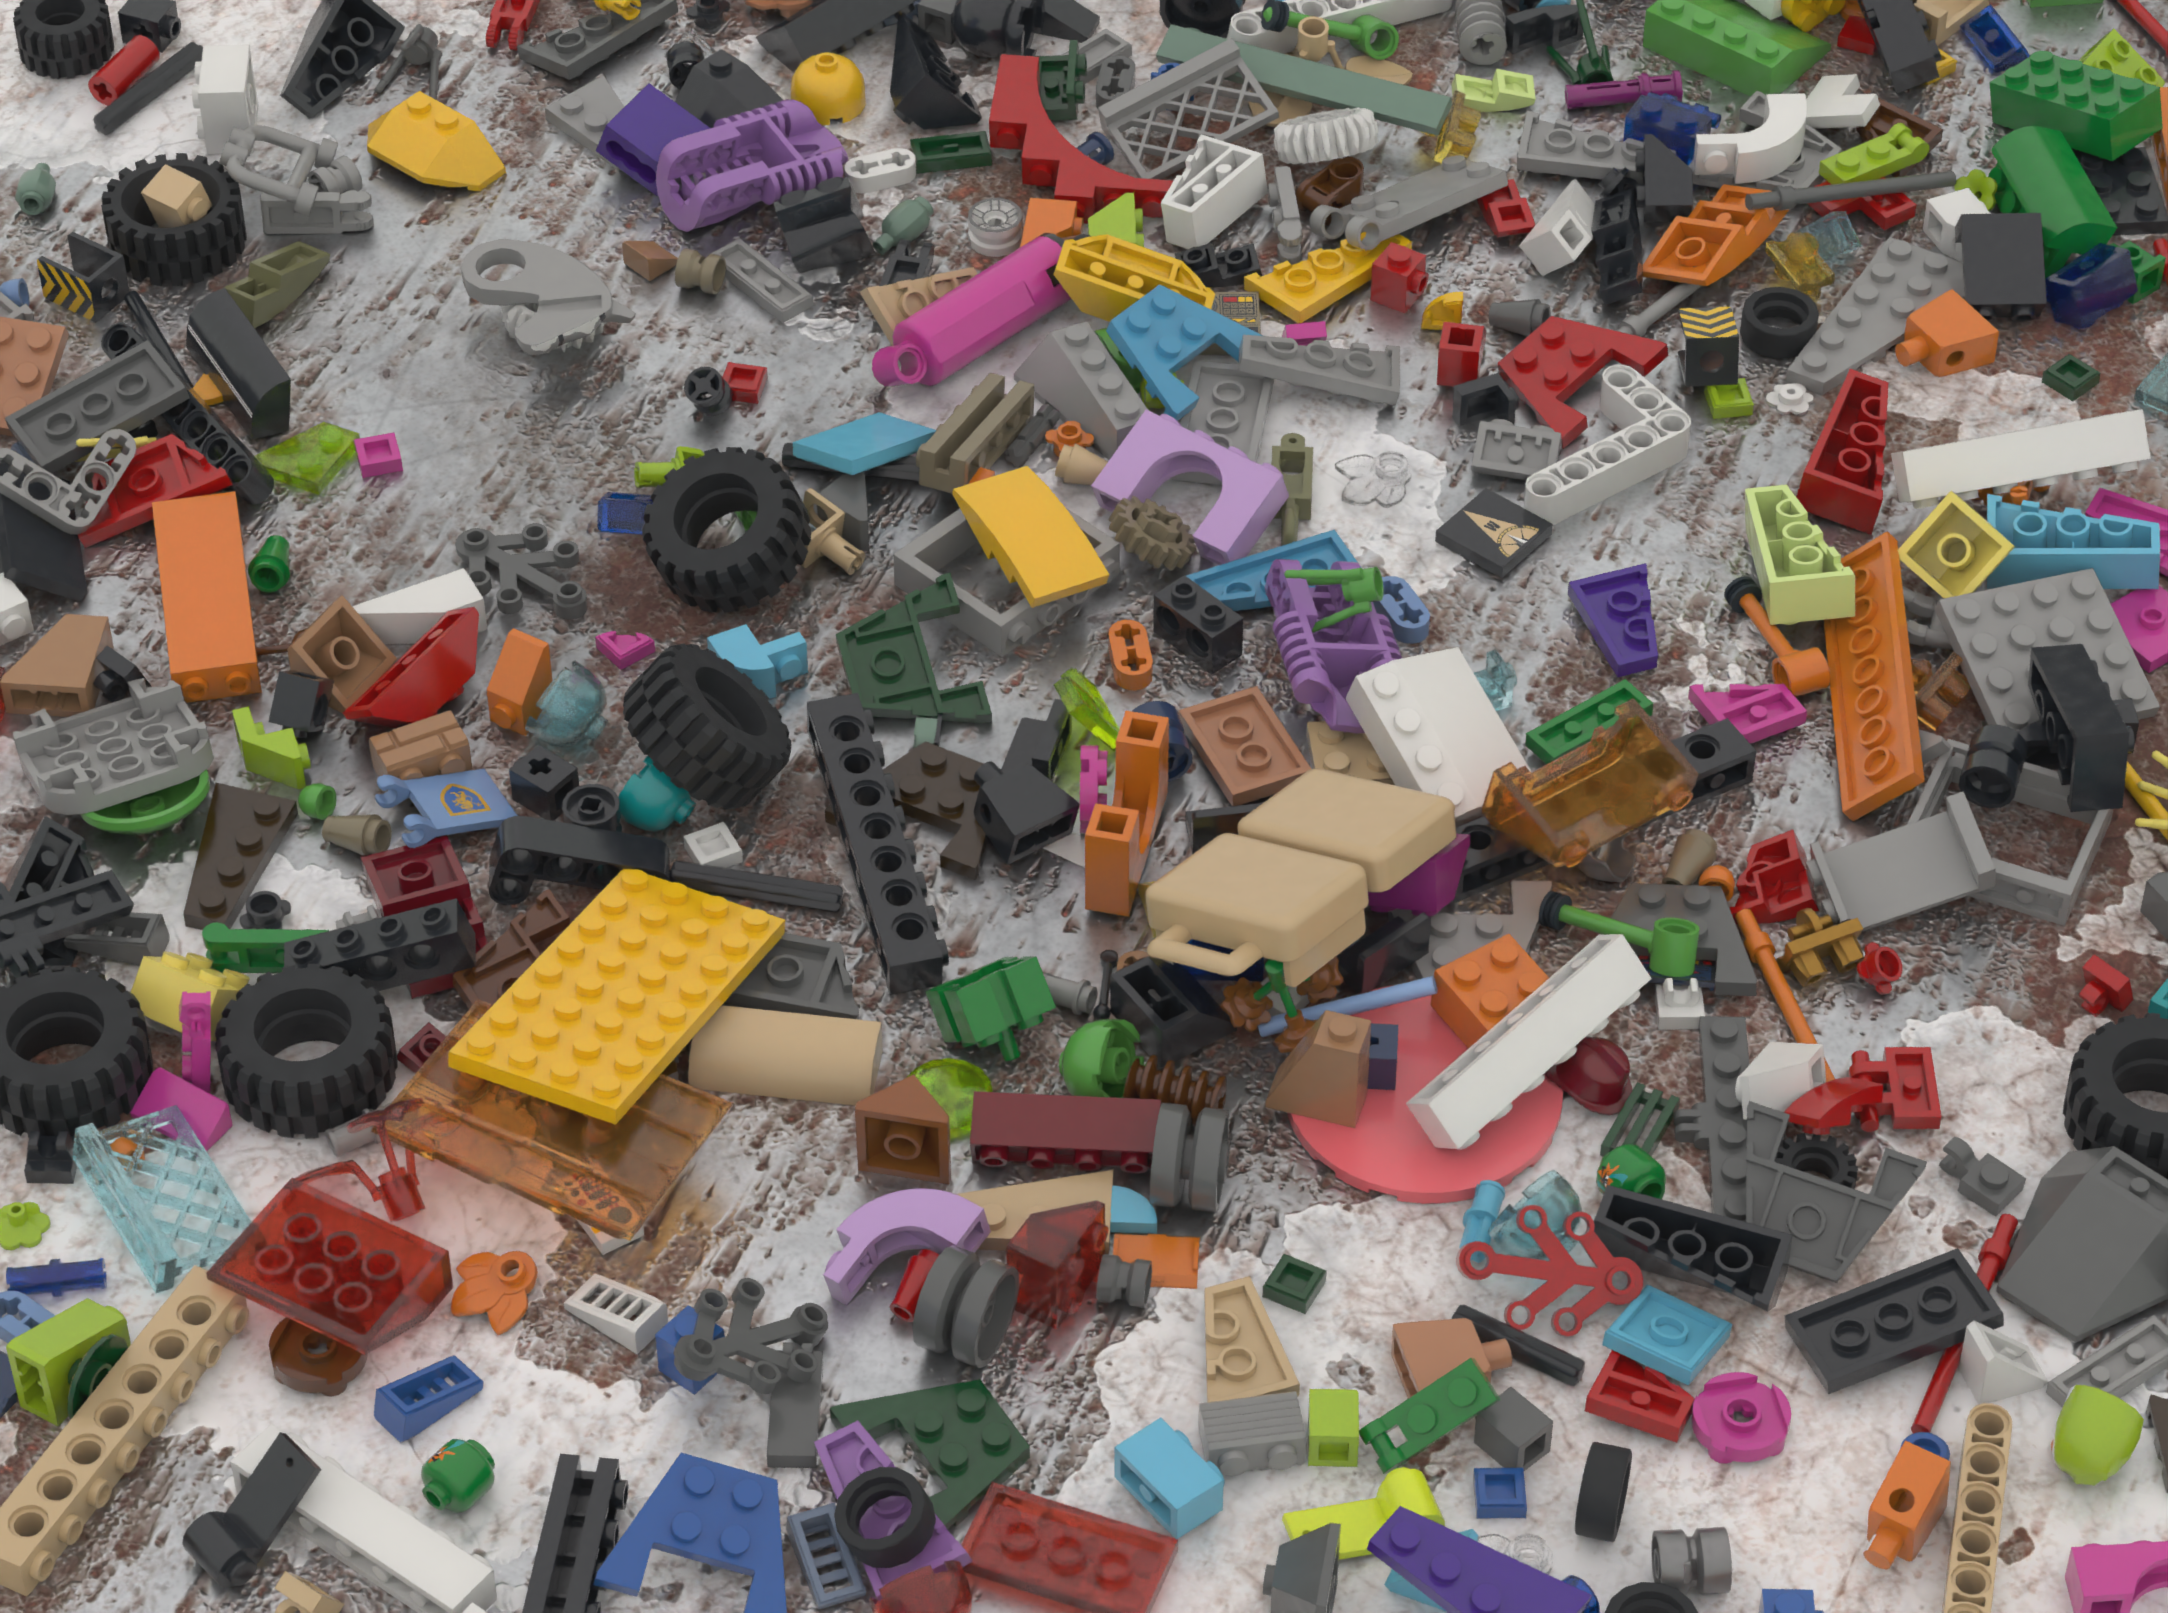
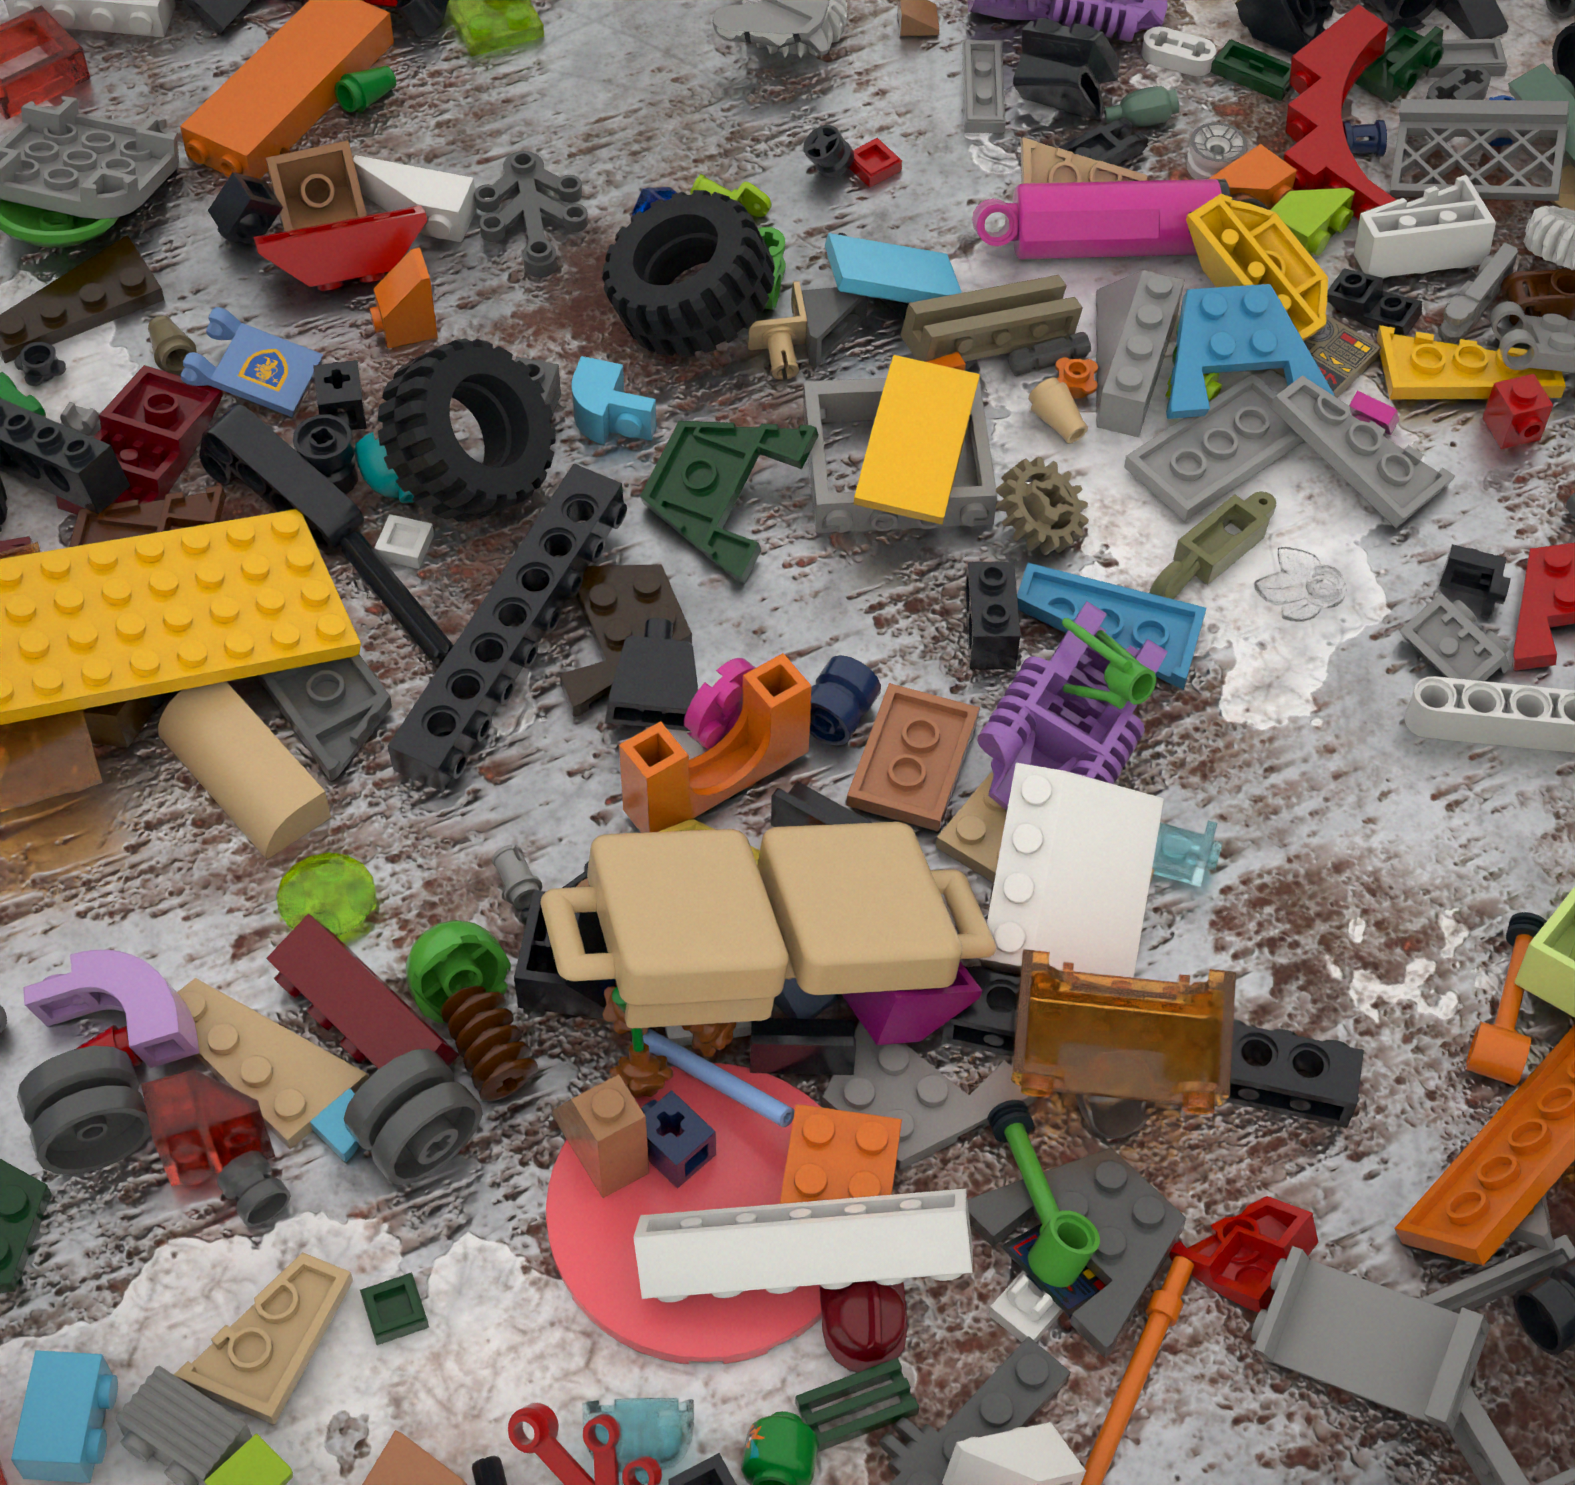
camera: 40 degrees right, 10 degrees up
(59, 669) = (134, 76): medium nougat slope -> none
(117, 673) = (162, 102): black tile -> none
(271, 754) = (189, 232): lime slope -> none
(317, 801) = (184, 299): bright green hinge -> none
(378, 455) = (541, 51): dark pink tile -> none
(422, 749) = (285, 308): medium nougat brick -> none
(570, 709) = (414, 334): clear light blue cylinder -> none
(624, 649) = (536, 325): dark pink tile -> none
(700, 271) = (937, 49): dark tan wheel -> none
(904, 1133) = (230, 904): dark orange slope -> none
(928, 730) = (679, 558): sand green piece -> none
(991, 1002) = (424, 839): green brick -> none
(1041, 742) = (748, 634): black panel -> none
(1087, 706) = (810, 631): clear neon green tile -> none
(1137, 654) = (922, 608): orange beam -> none
(1162, 449) = (1151, 524): lavender arch -> none
(1172, 1257) = (320, 1186): orange piece -> none
(1408, 606) = (1185, 721): medium blue beam -> none
(1443, 309) = (1530, 471): yellow tile -> none
(1460, 353) = (1499, 516): red slope -> none
(1482, 1214) = (607, 1383): medium azure axle -> none
(1493, 532) = (1357, 708): black tile -> none
(1577, 724) = (1254, 956): green plate -> none
(1619, 617) = (1385, 871): dark purple wing -> none
(1690, 857) = (1188, 1166): dark tan cone -> none
(1719, 876) = (1195, 1206): orange hinge -> none
(1751, 709) = (1409, 1056): dark pink wing -> none
(1816, 939) = (1242, 1366): pearl gold hips -> none
(1880, 967) = (1265, 1434): red plate -> none

